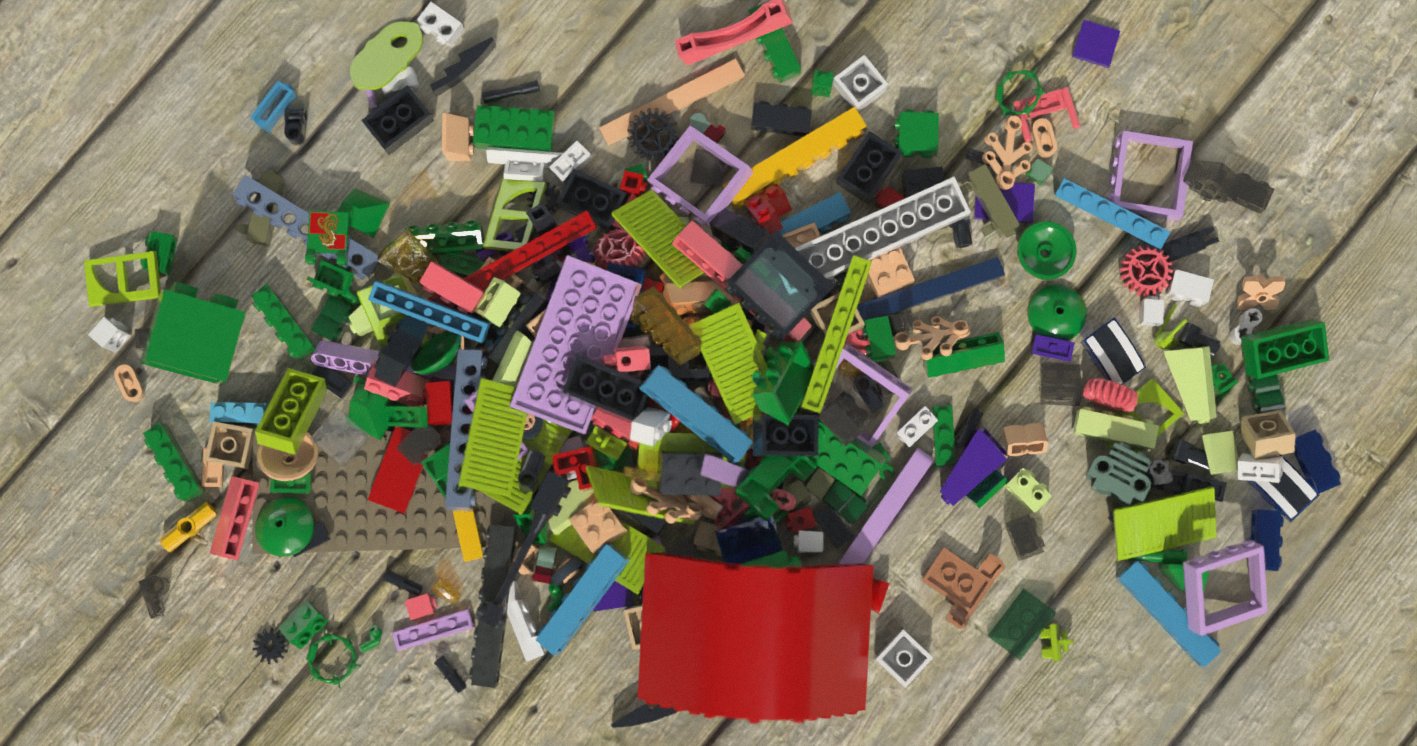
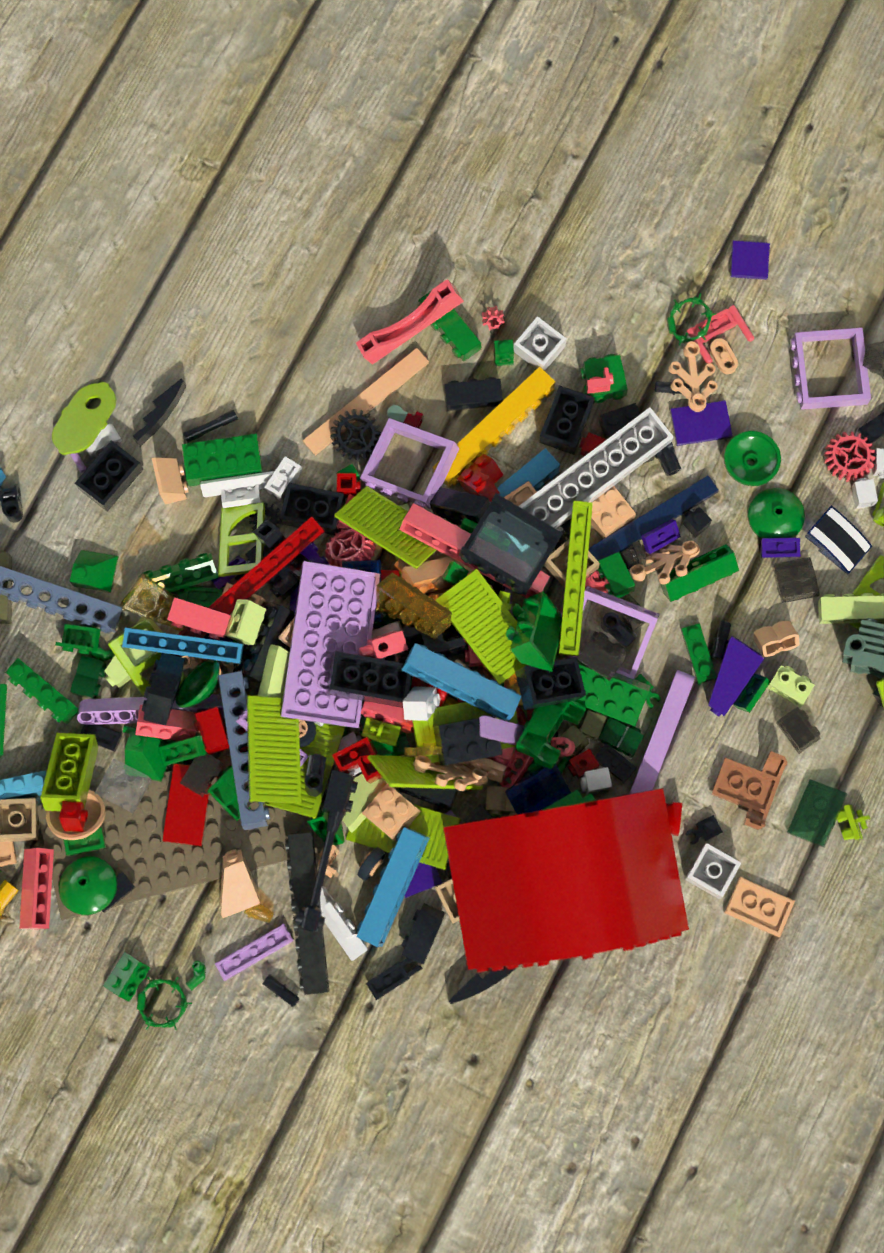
camera: 15 degrees left, 5 degrees down
(276, 640) = (93, 1012): black gear -> none
(283, 457) = (73, 816): none -> red brick
(327, 235) = (67, 597): flag -> none
(403, 583) = (212, 913): black axle -> none
(421, 606) = (237, 931): coral brick -> none
(432, 562) = (237, 884): none -> light nougat slope
(442, 22) = (131, 374): white brick -> none
(468, 535) = (267, 851): yellow tile -> none
(545, 564) = (348, 864): leg -> none
(556, 595) = (366, 891): green arm -> none
(561, 688) = (391, 978): none -> black hinge
(602, 651) = (423, 933): none -> black brick
(707, 169) = (414, 456): clear smoke piece -> none
(819, 45) = (492, 317): none -> coral gear
(849, 369) = (594, 610): clear yellow cone -> none
(907, 139) = (599, 384): none -> coral bracket
(908, 613) = (706, 829): none -> black plate
(916, 426) = (671, 650): white hinge -> none
(934, 308) = (660, 536): none -> dark purple plate
(941, 703) = (759, 907): none -> light nougat tile
(974, 301) = (696, 521): none -> black brick
(992, 201) = (691, 425): olive brick -> none
(1039, 171) = (727, 388): green slope -> none
(1110, 395) = (846, 578): coral gear -> none
(1112, 213) = (804, 410): dark azure arch -> none

